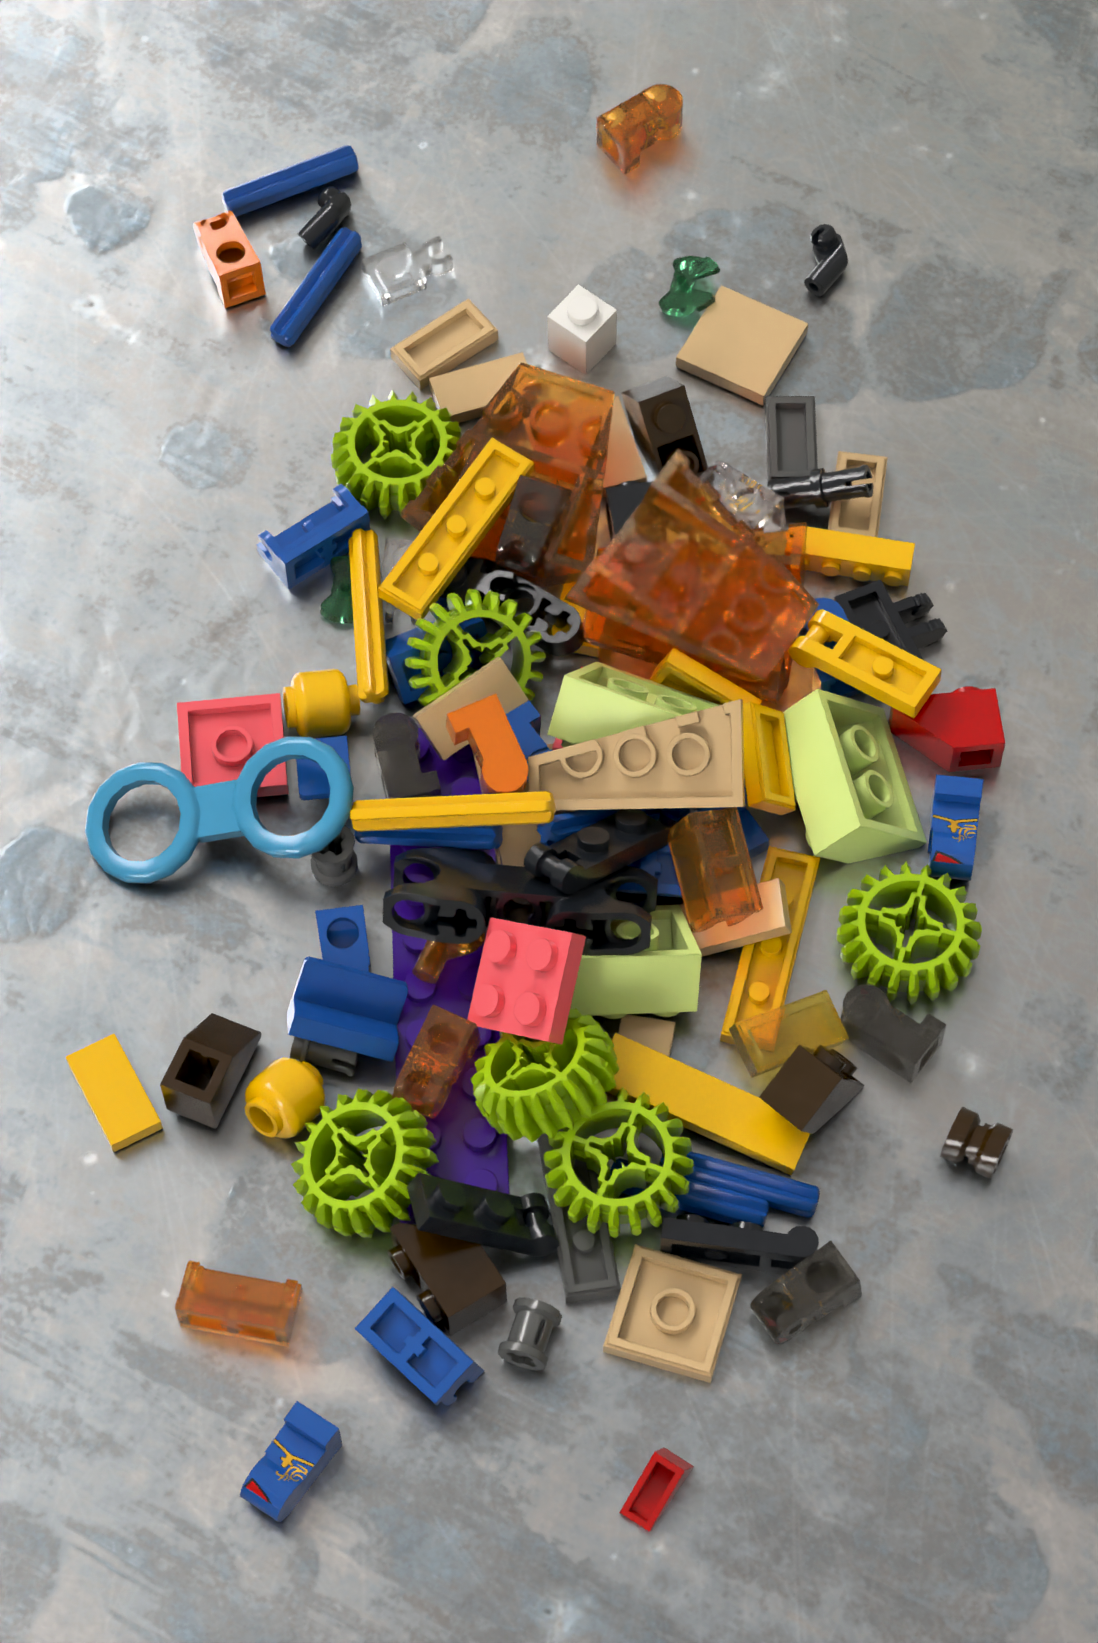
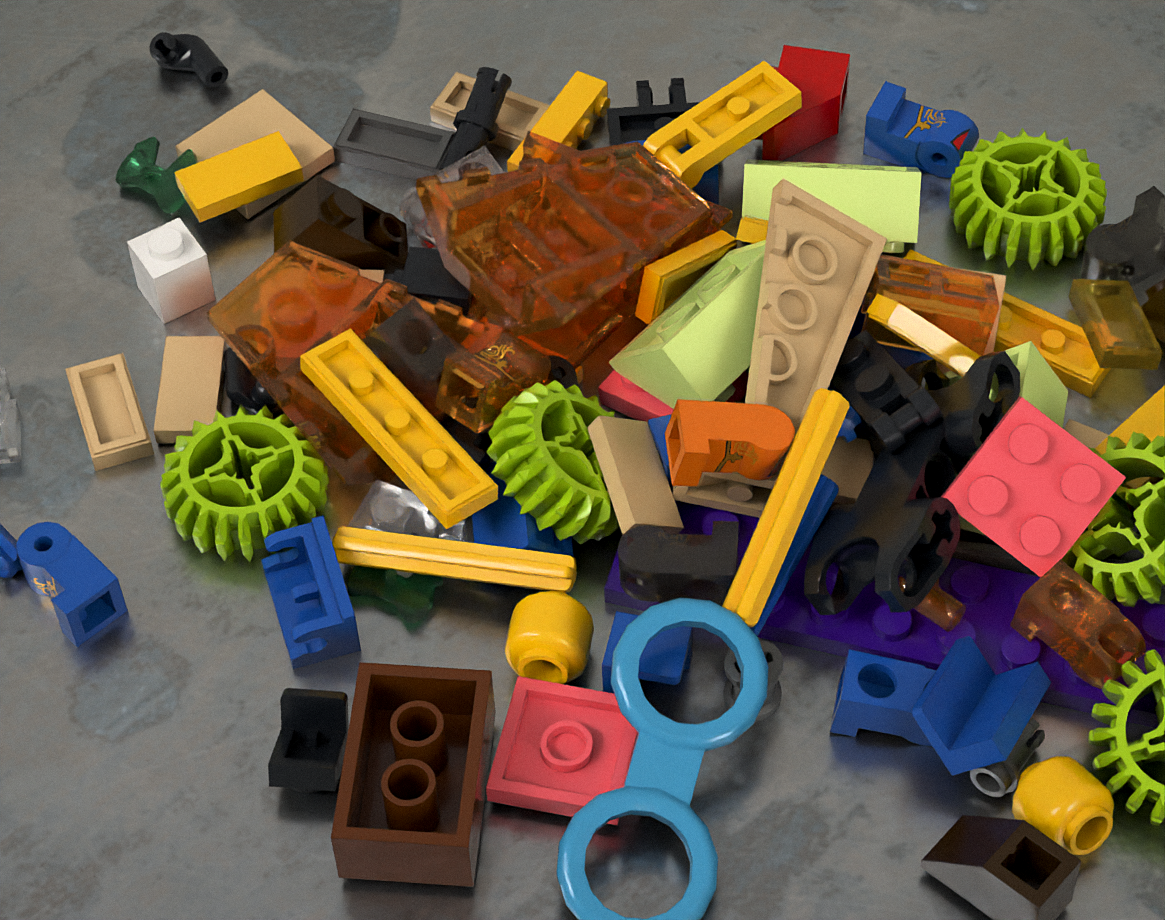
camera: 70 degrees left, 10 degrees down
(167, 650) = (414, 774): none -> reddish brown brick
(179, 580) = (310, 740): none -> black bracket
(274, 378) = (81, 586): none -> blue leg
(522, 577) = (491, 376): none -> clear orange leg
(665, 872) = (922, 334): none -> yellow tile
(697, 339) = (239, 176): none -> yellow tile

